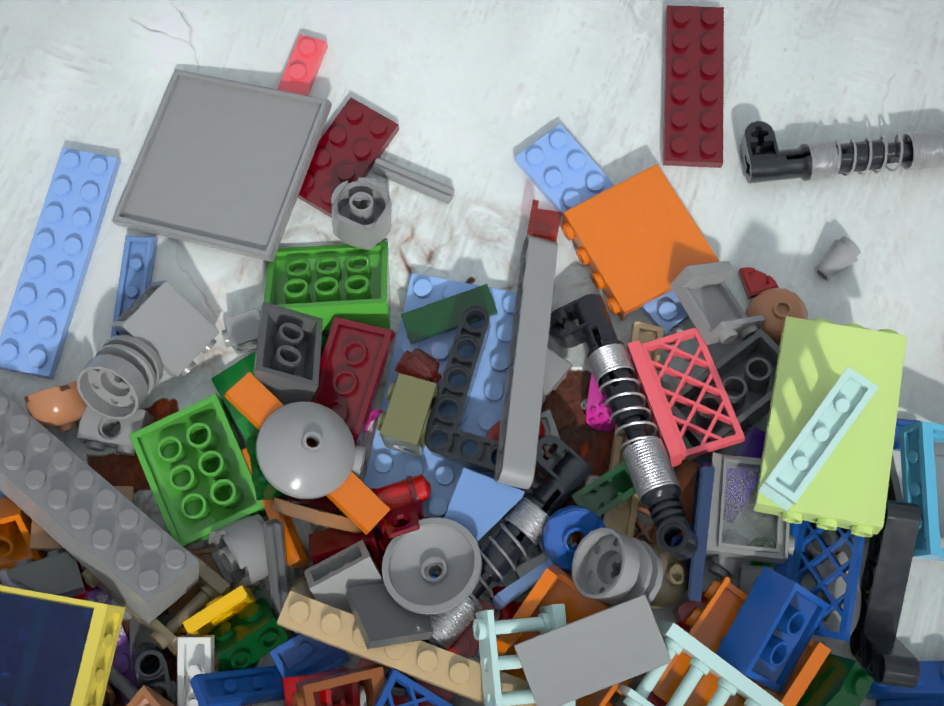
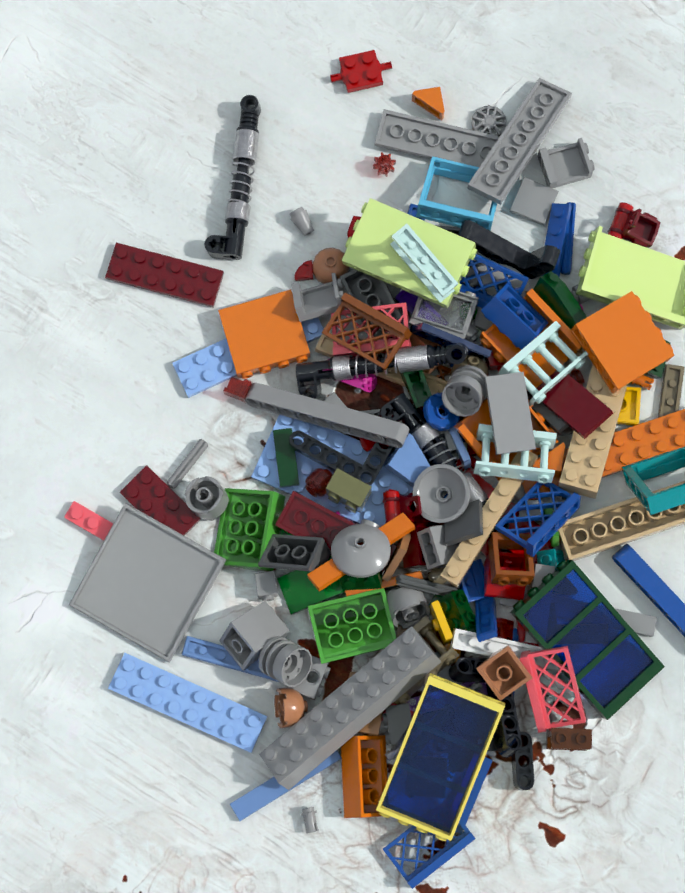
camera: 80 degrees left, 5 degrees up
(699, 399) = (378, 320): none -> dark orange fence

